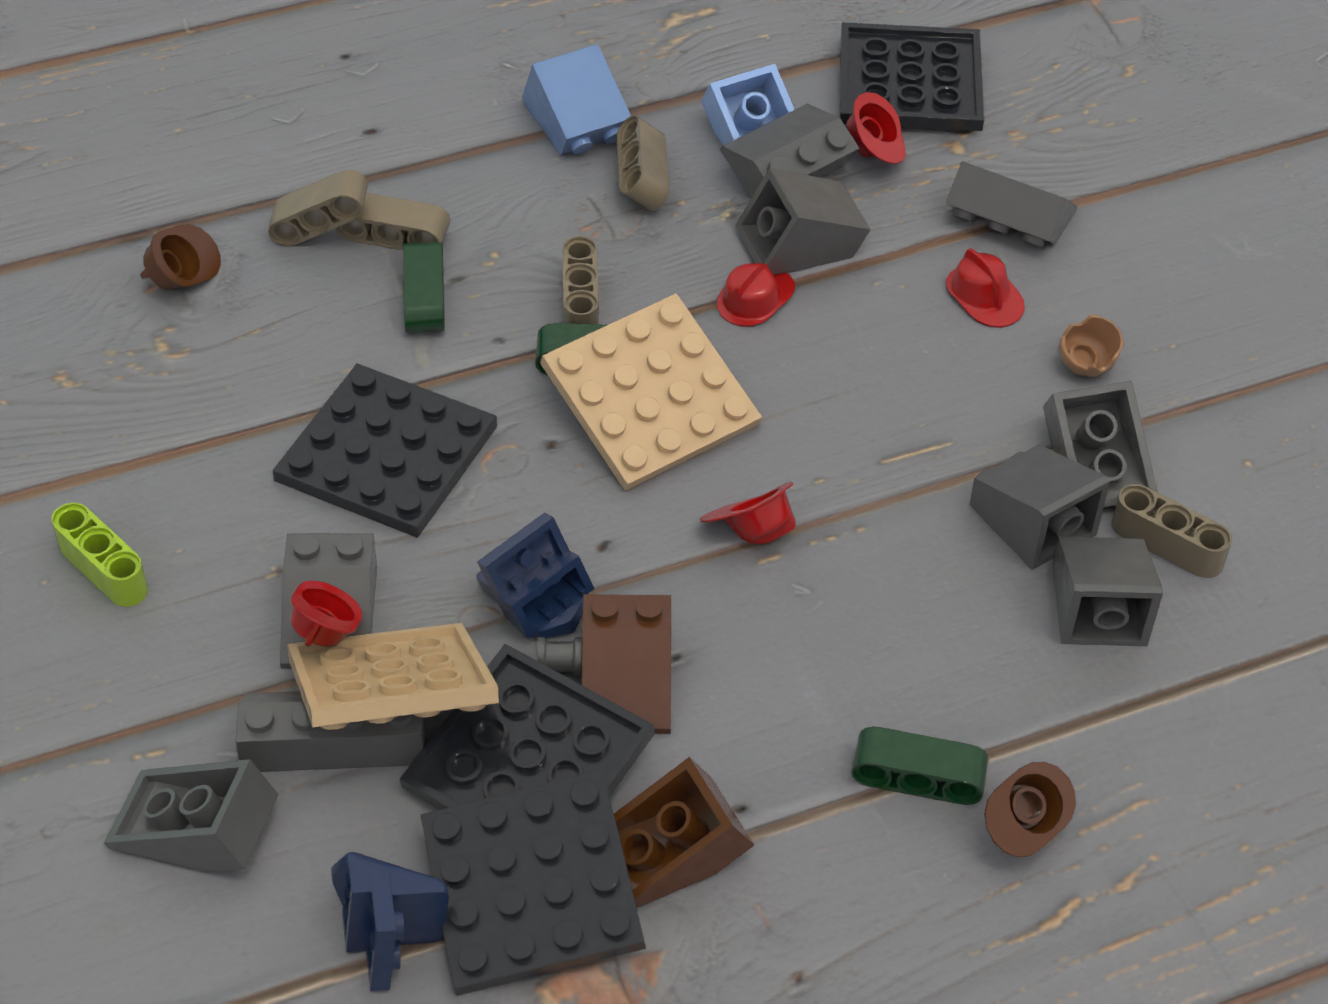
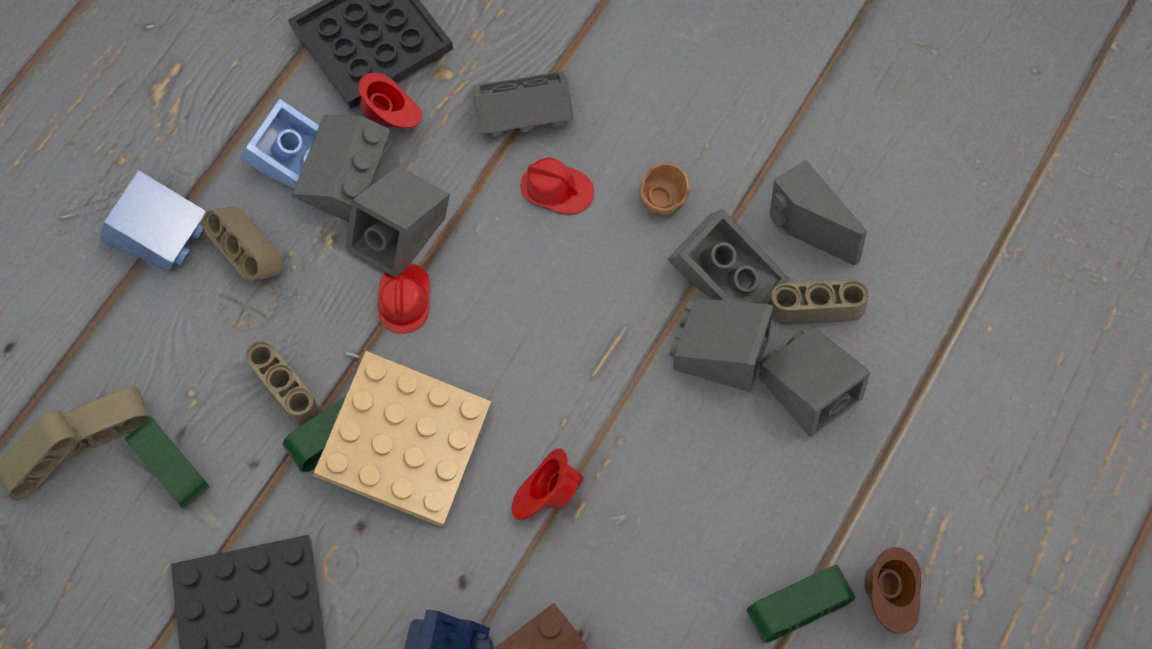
camera: 30 degrees left, 15 degrees up
(1230, 448) = (815, 214): none -> dark grey slope

